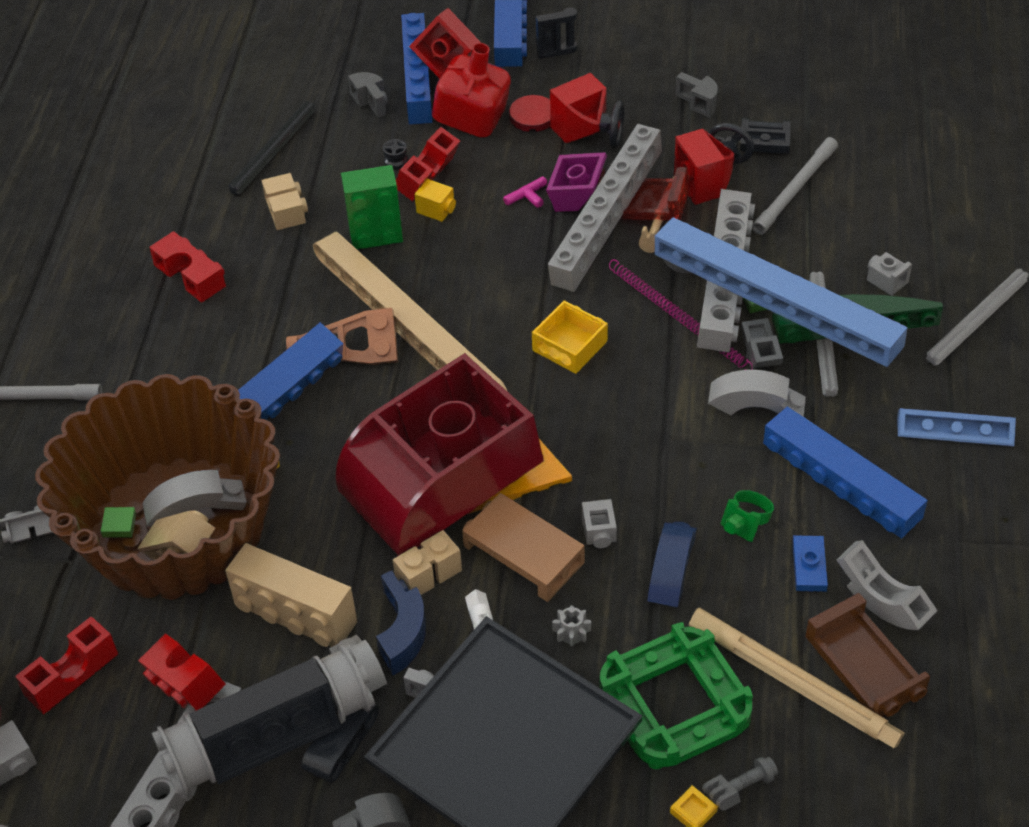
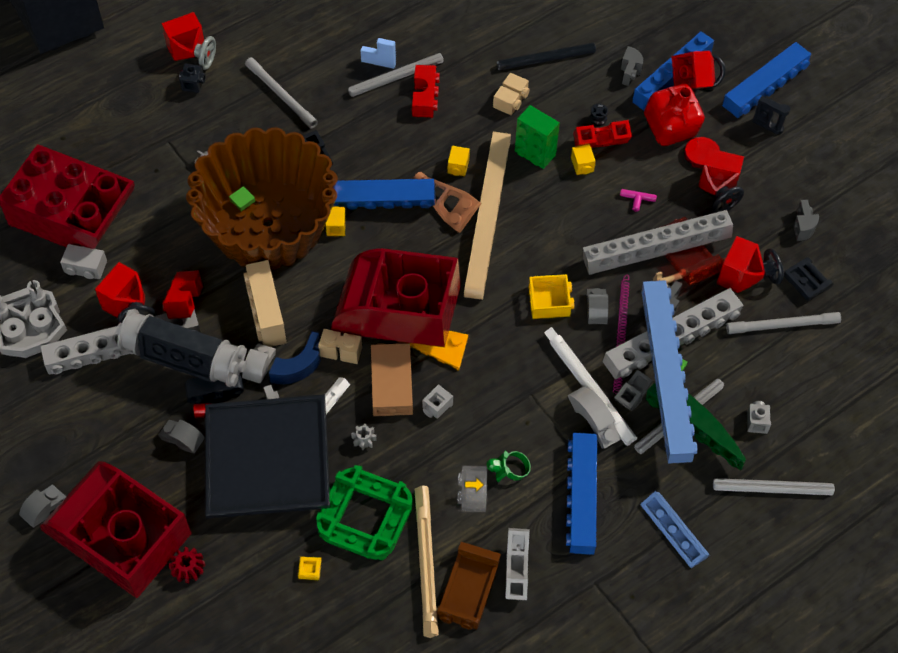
camera: 45 degrees right, 10 degrees up
(87, 652) = (135, 247): red arch -> none
(100, 268) = (382, 56): none -> light blue tile
(106, 741) = (121, 292): none -> red piece
(130, 282) = (393, 75): none -> light grey axle
(176, 533) = (245, 229): tan brick -> none
(193, 492) = (280, 214): light grey arch -> none
(311, 297) = (458, 161): none -> yellow brick
(358, 774) = (199, 410): none -> red hinge
(574, 180) = (660, 211): magenta slope -> none
(626, 304) = (597, 306): none -> dark grey brick
(671, 563) = (441, 451): dark blue arch -> none
(690, 375) = (586, 380): none -> white piece
(726, 793) = (329, 573): dark grey hinge -> none
(744, 565) = (473, 488): none -> clear brick
(809, 563) = (507, 518): blue plate -> none

